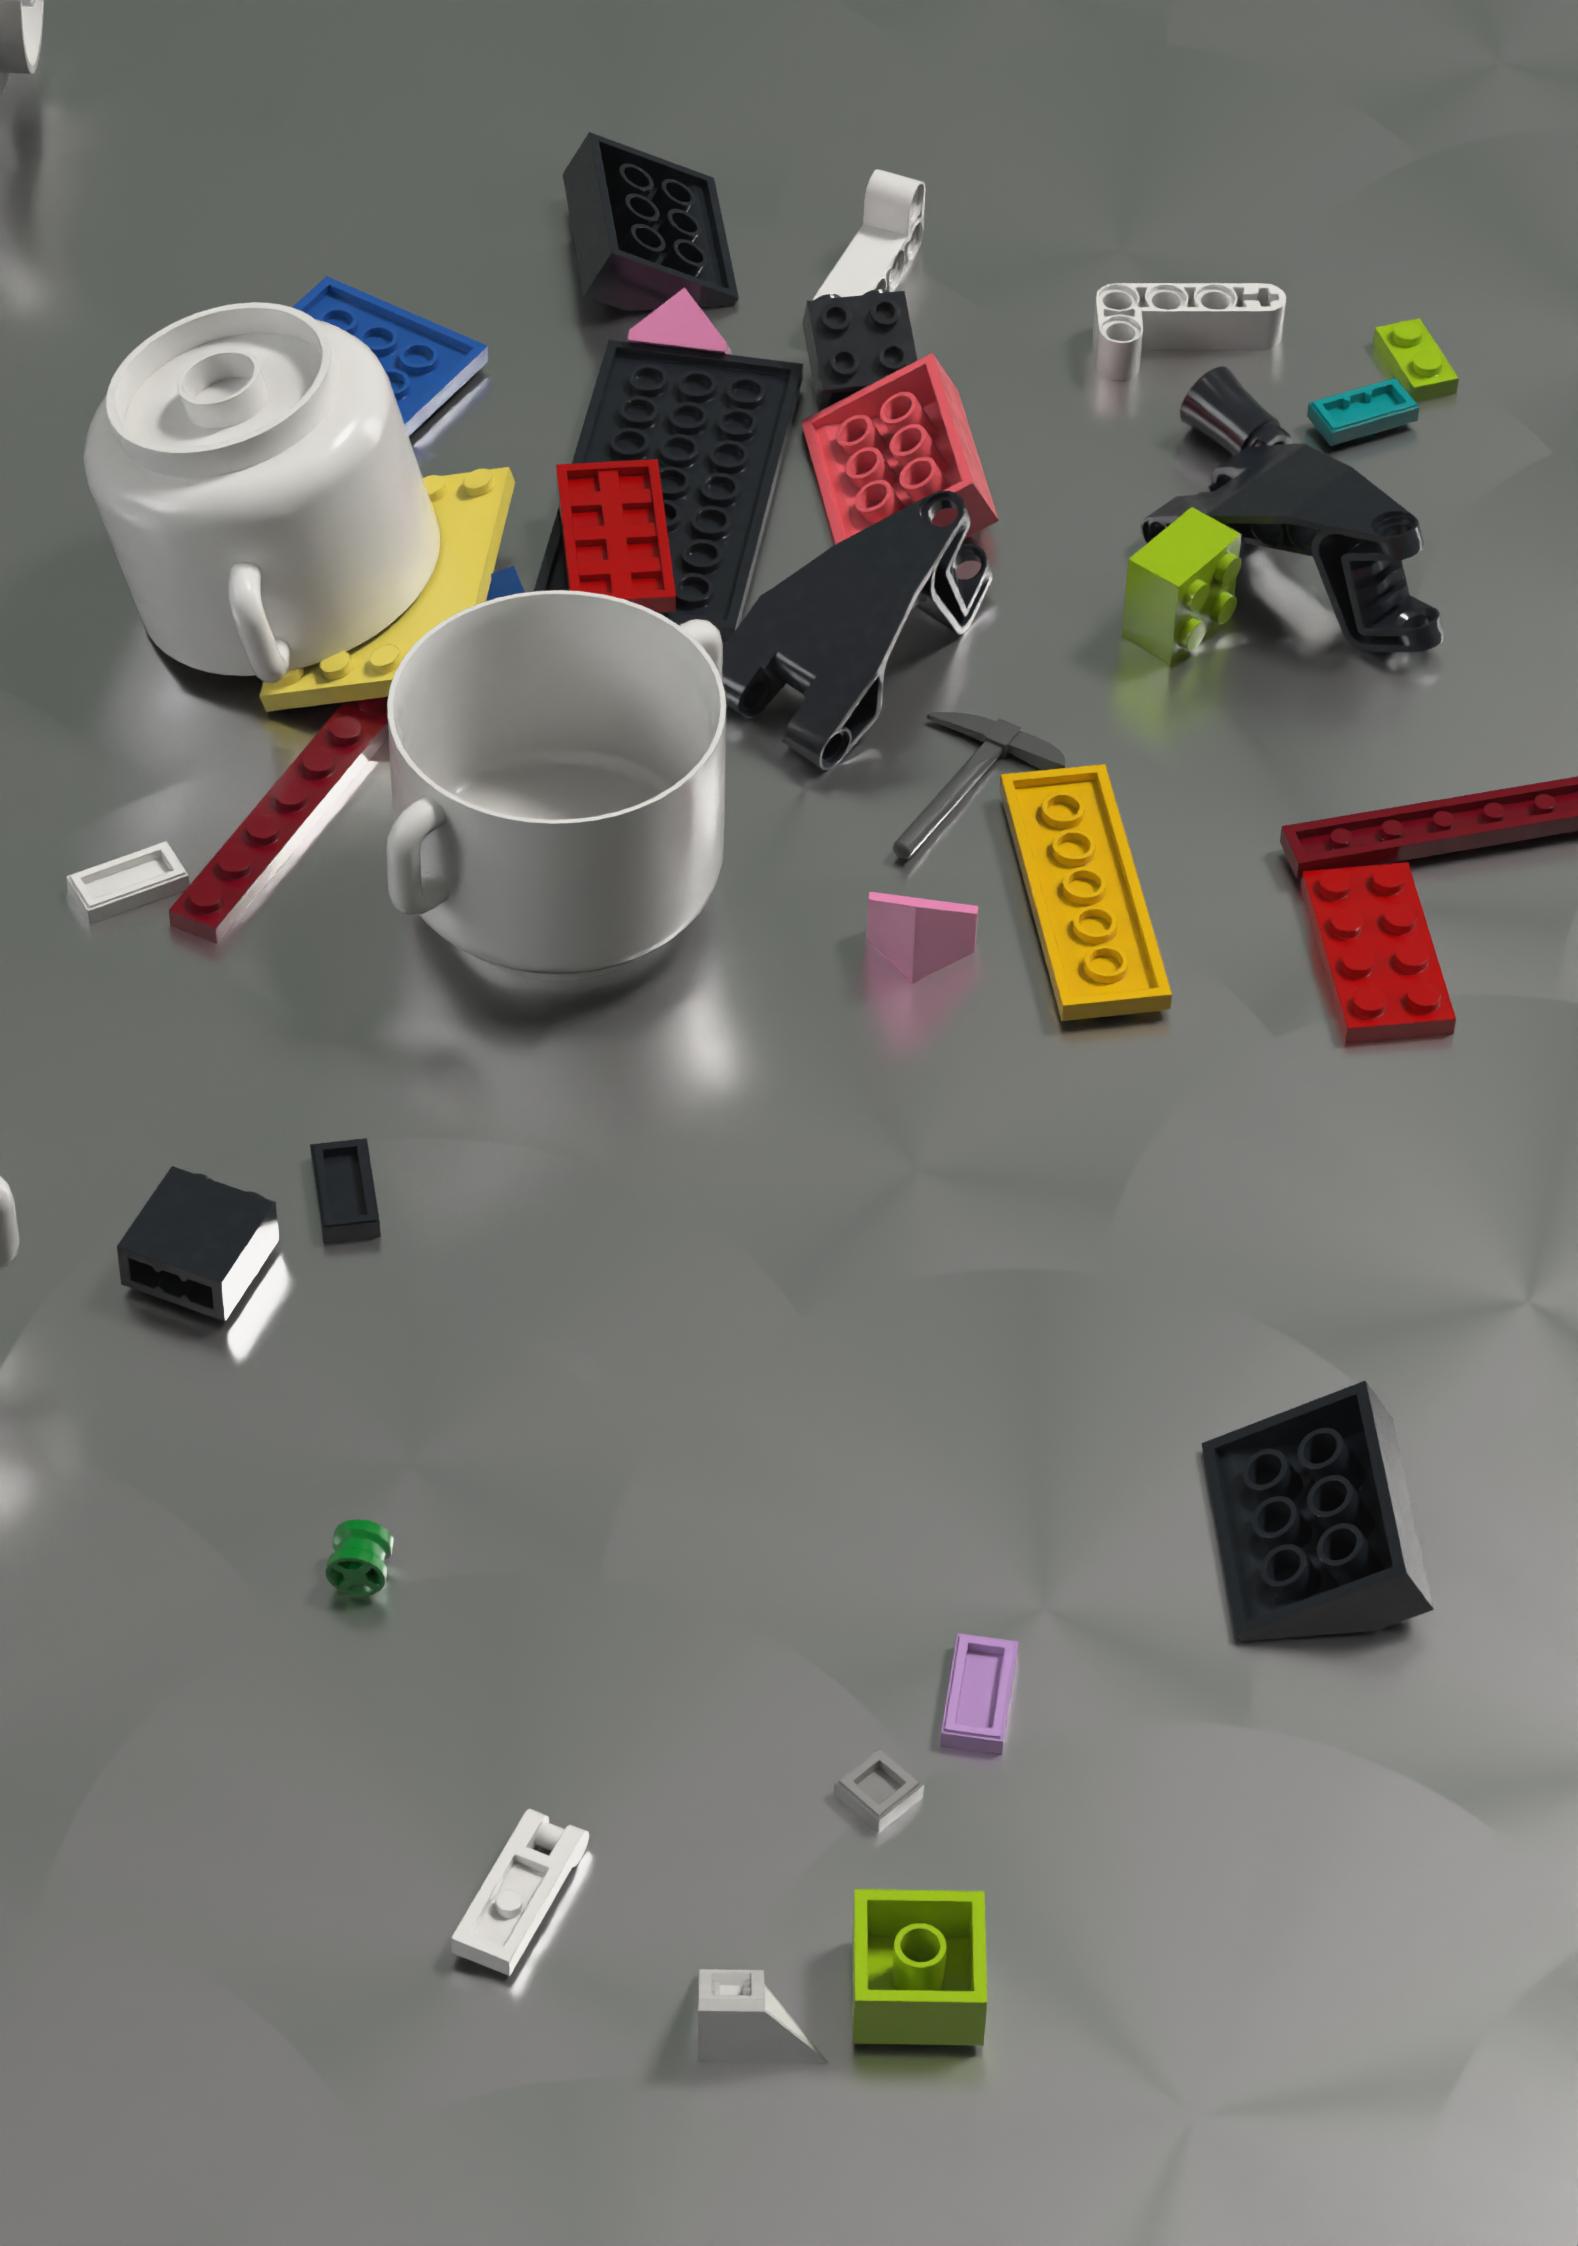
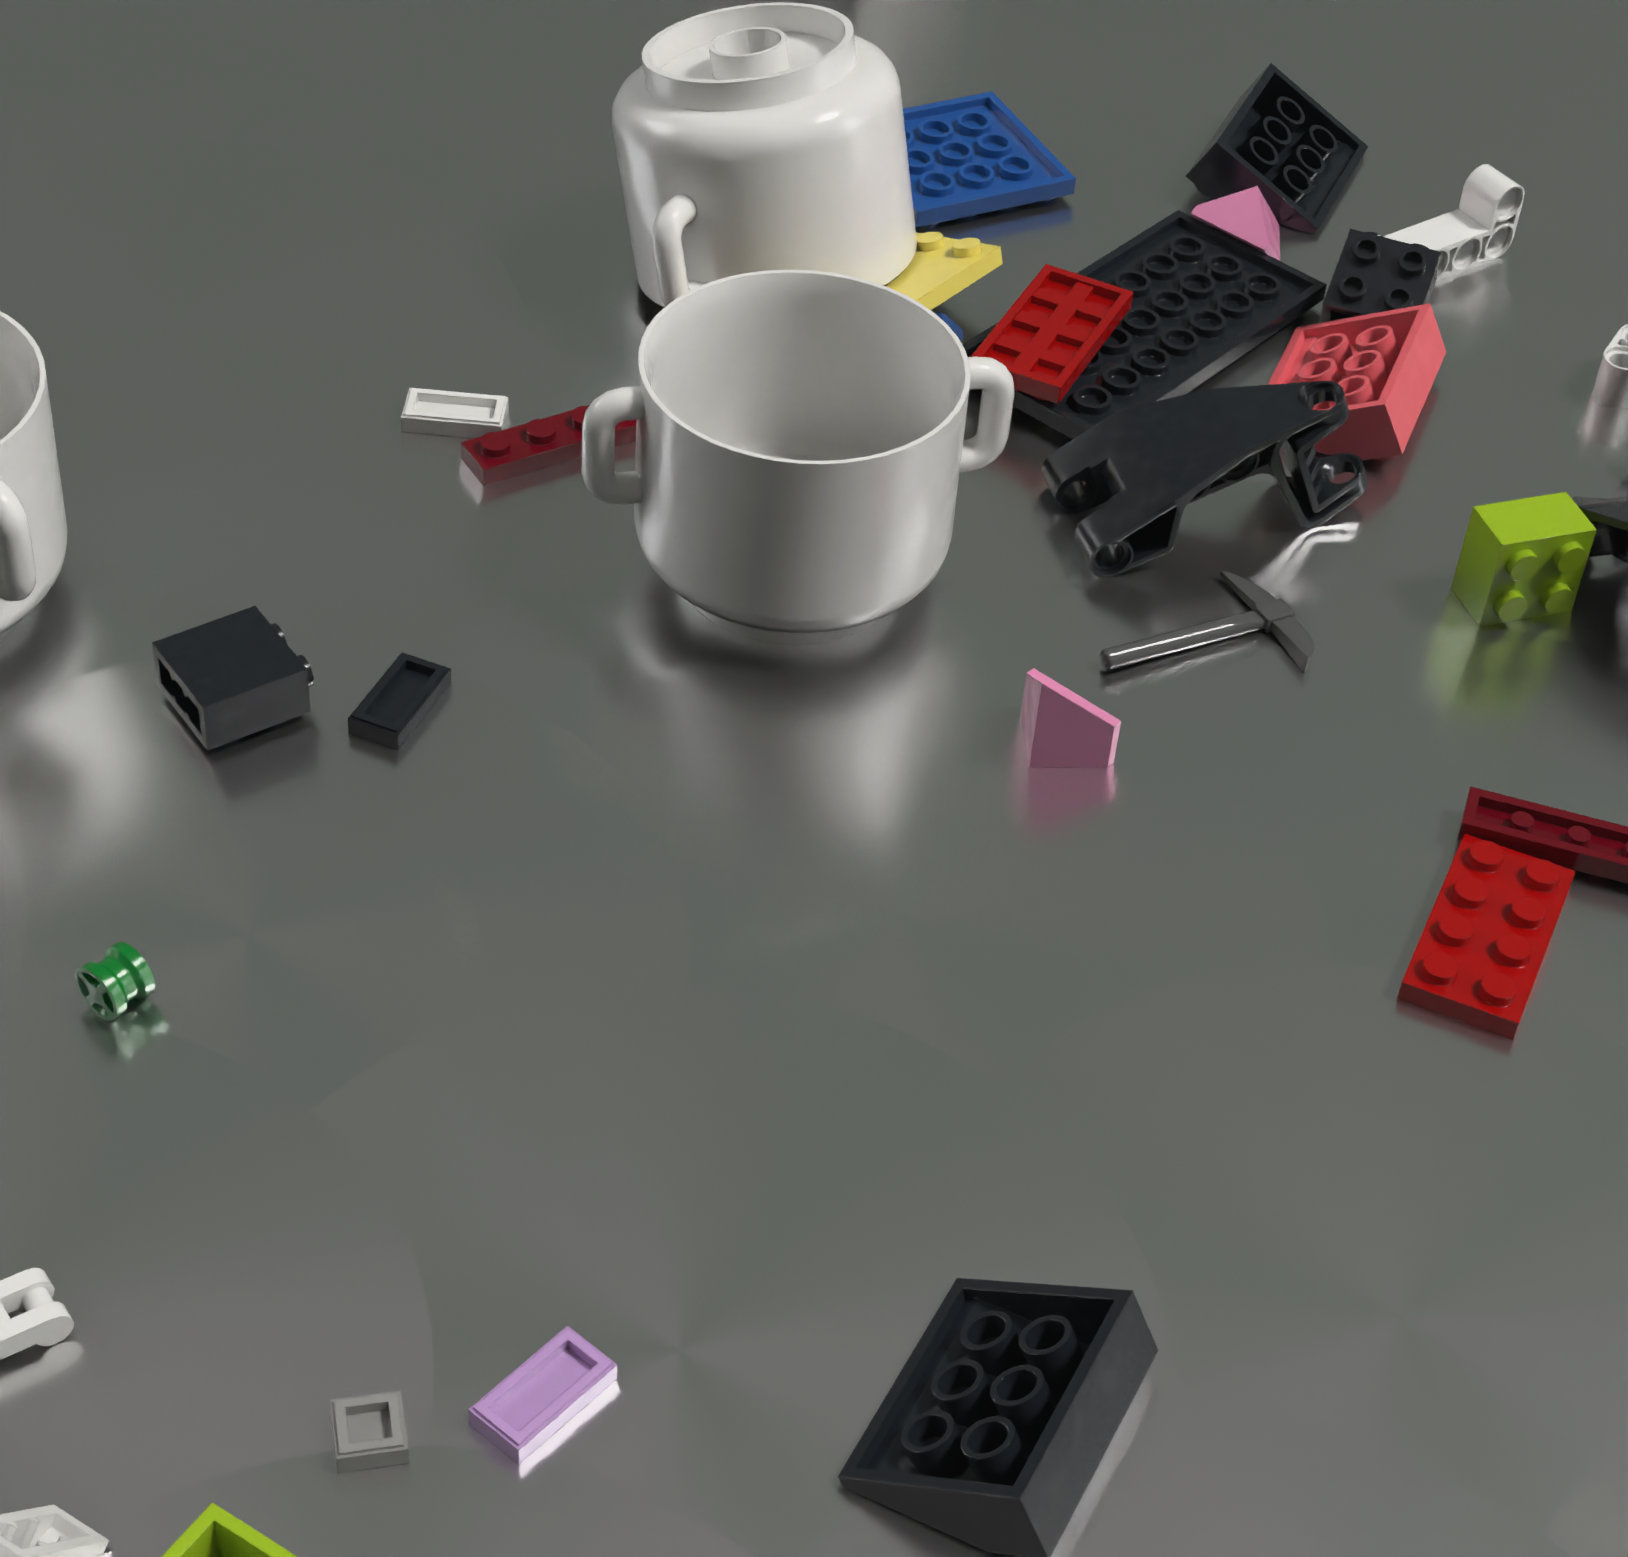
camera: 30 degrees right, 5 degrees down
(1084, 893) = (1239, 764): yellow plate -> none

